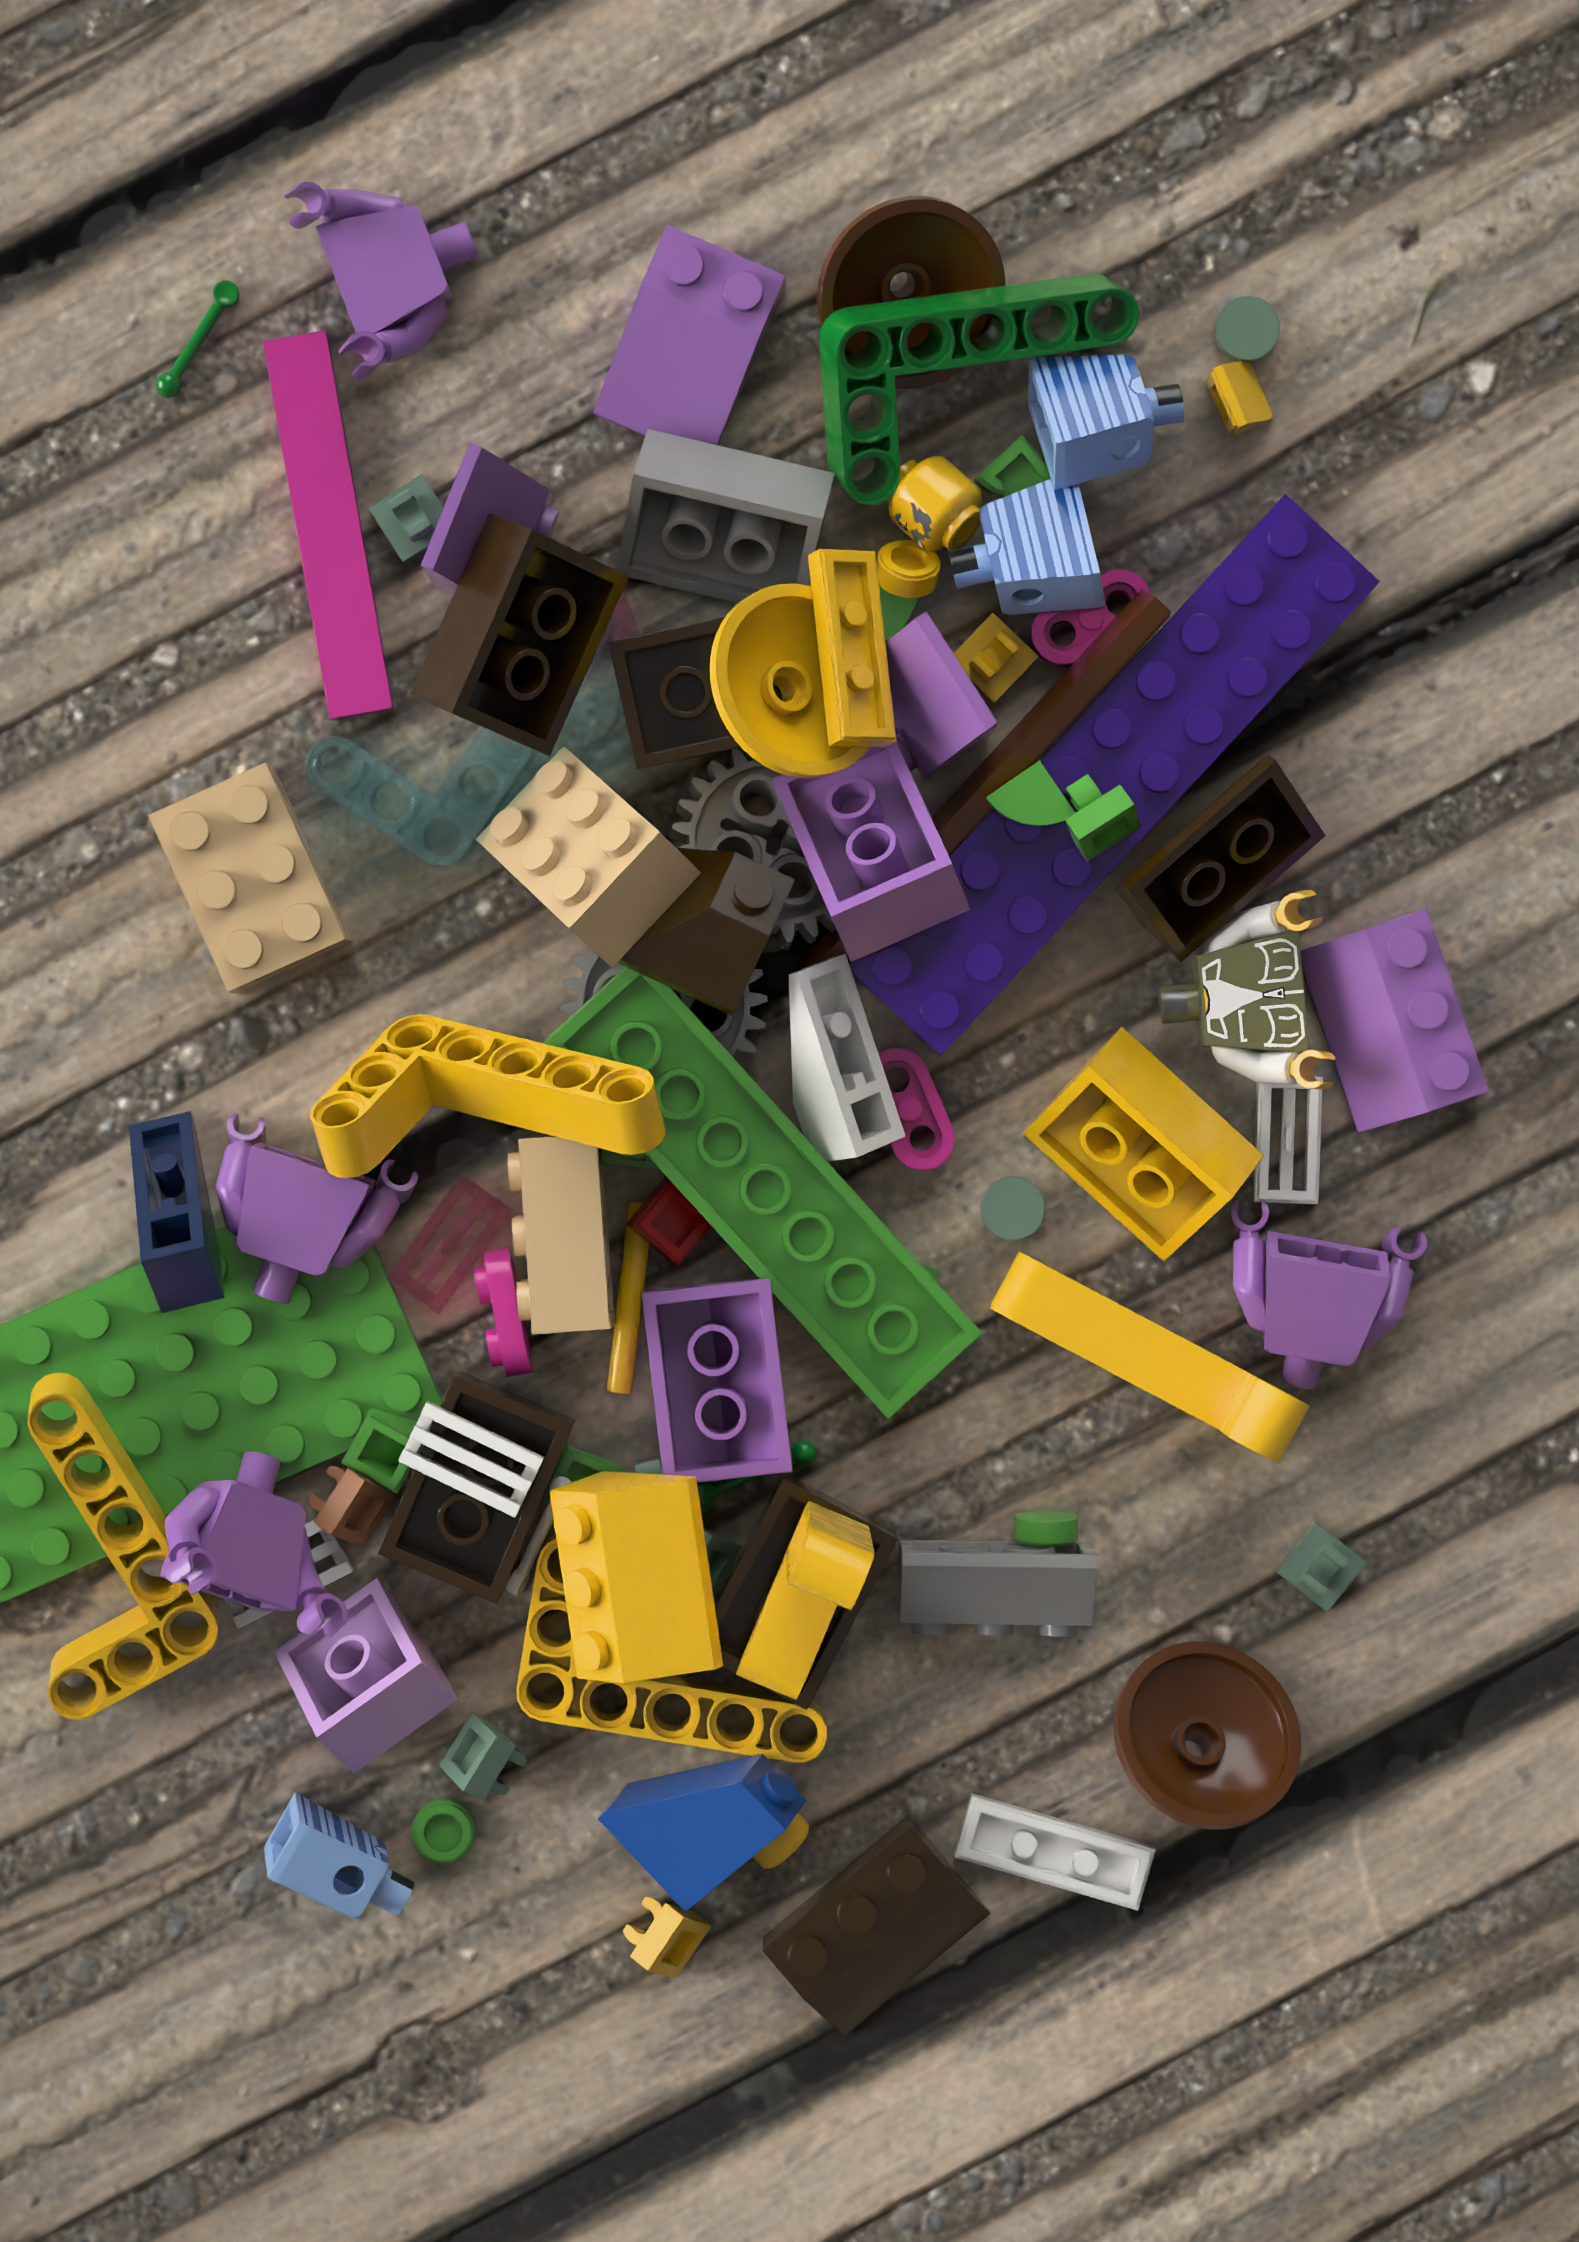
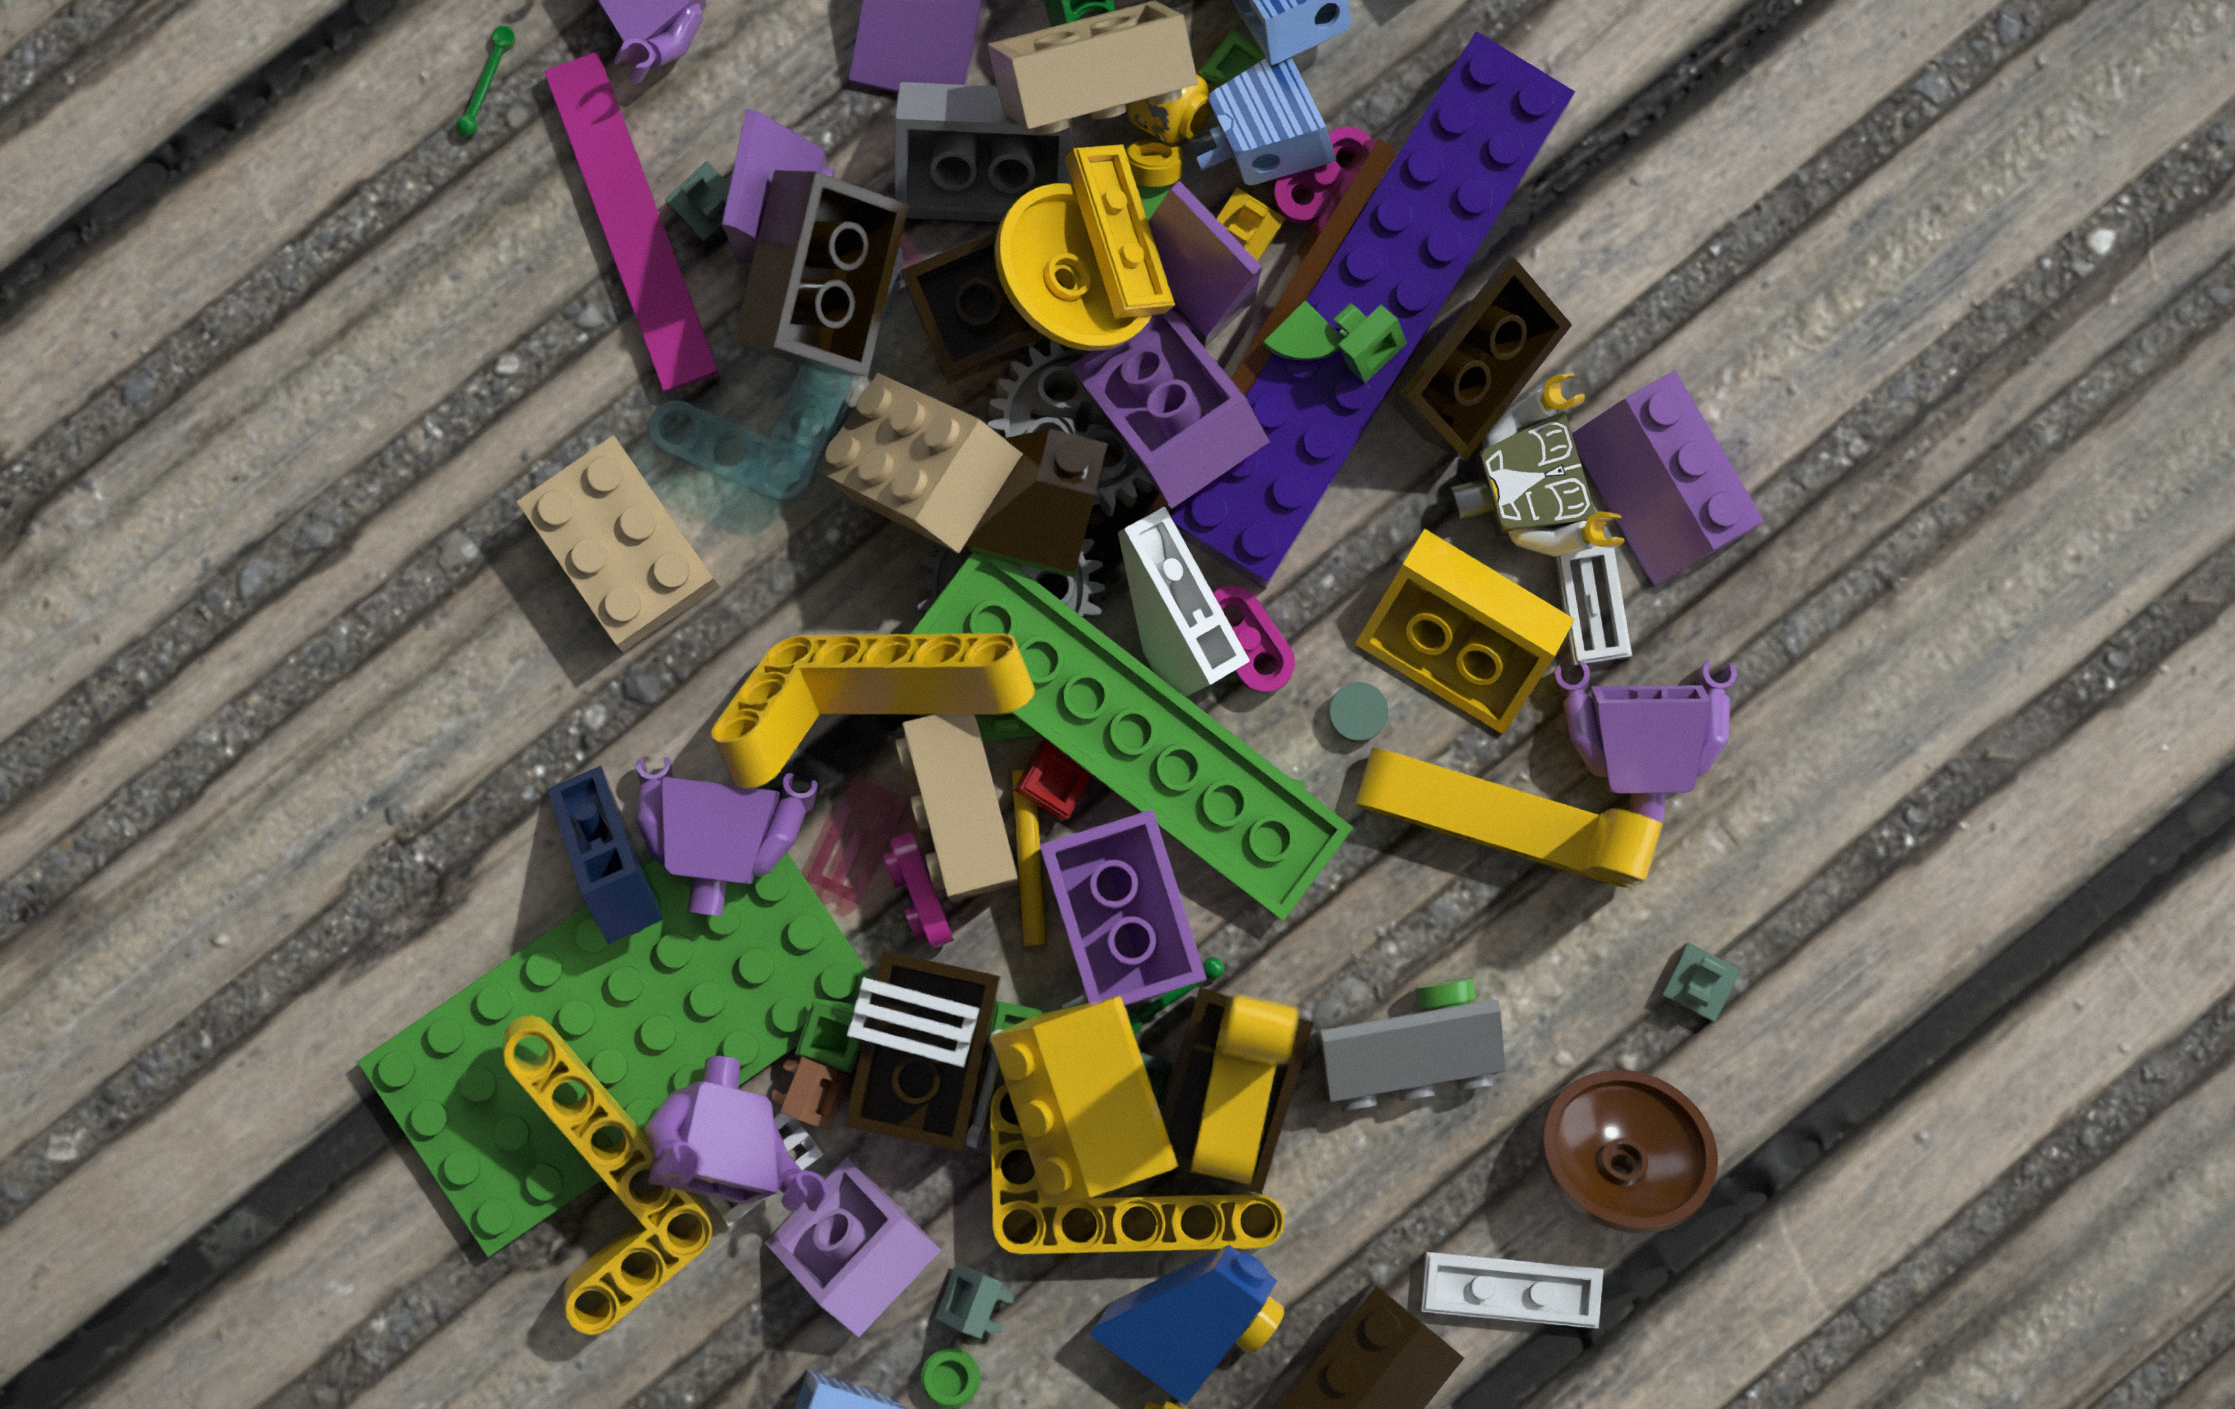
camera: 10 degrees left, 5 degrees down
(858, 462) = (1093, 66): none -> tan brick

